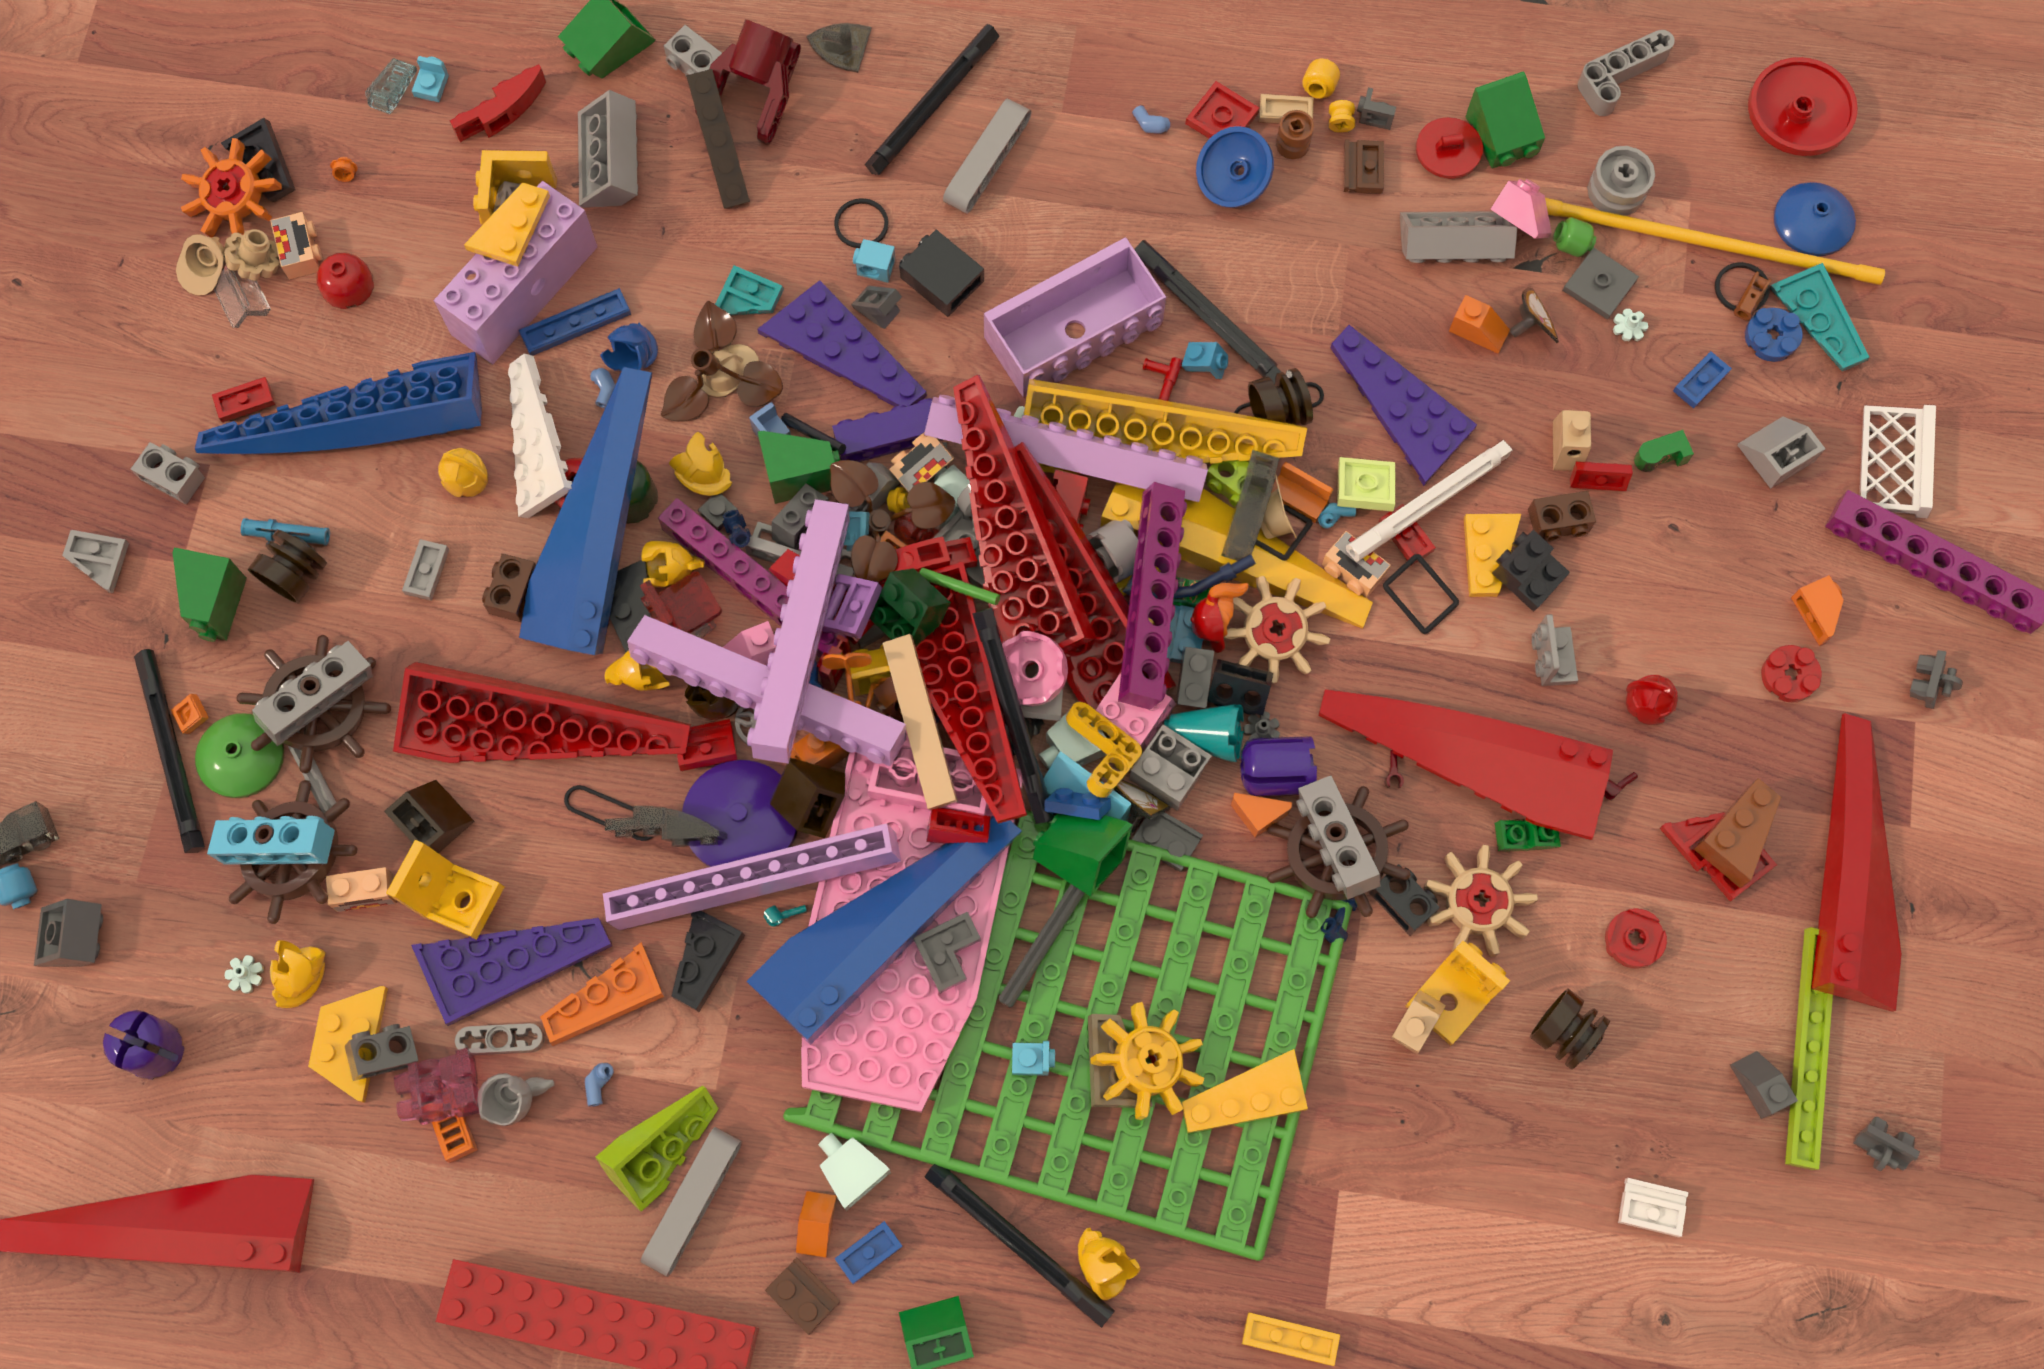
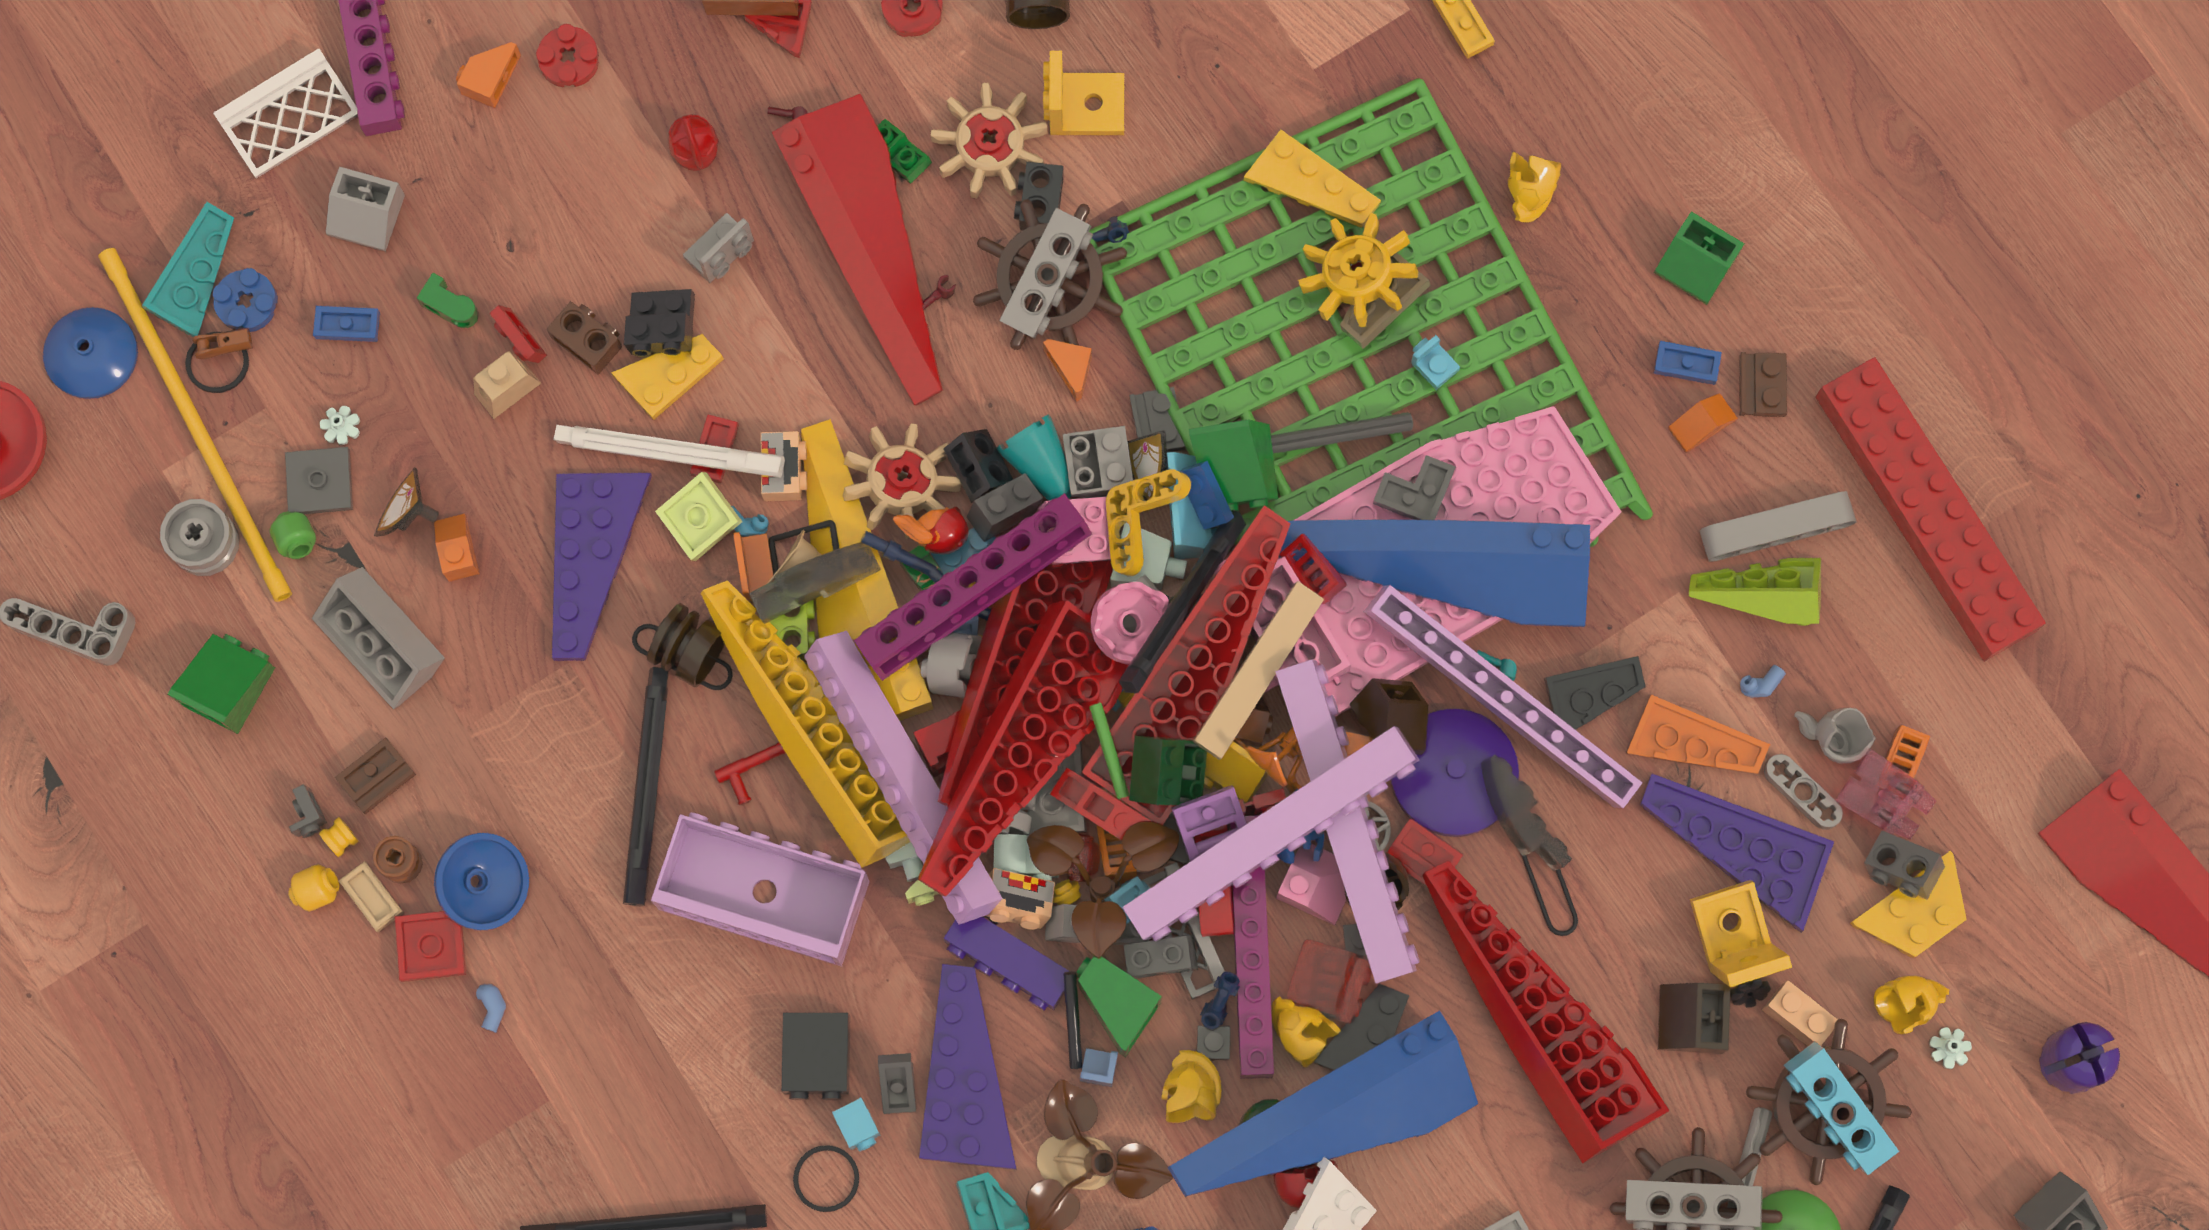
camera: 130 degrees left, 5 degrees up
(504, 586) = (1441, 1142): reddish brown brick -> none
(635, 675) = (1429, 979): yellow helmet -> none
(851, 1169) = (1641, 428): light aqua torso -> none
(987, 156) = (659, 1121): light grey beam -> none
(1068, 1285) = (1575, 261): black piece -> none
(1205, 358) = (695, 752): dark azure bracket -> none
(1261, 727) = (996, 424): dark grey plant -> none
(1277, 765) = (1021, 377): dark purple cylinder -> none
(1418, 1022) = (1141, 102): tan torso -> none
(1433, 574) = (732, 404): black piece -> none
(1449, 148) = (288, 718): red shield -> none
(1524, 207) = (308, 591): bright pink slope -> none

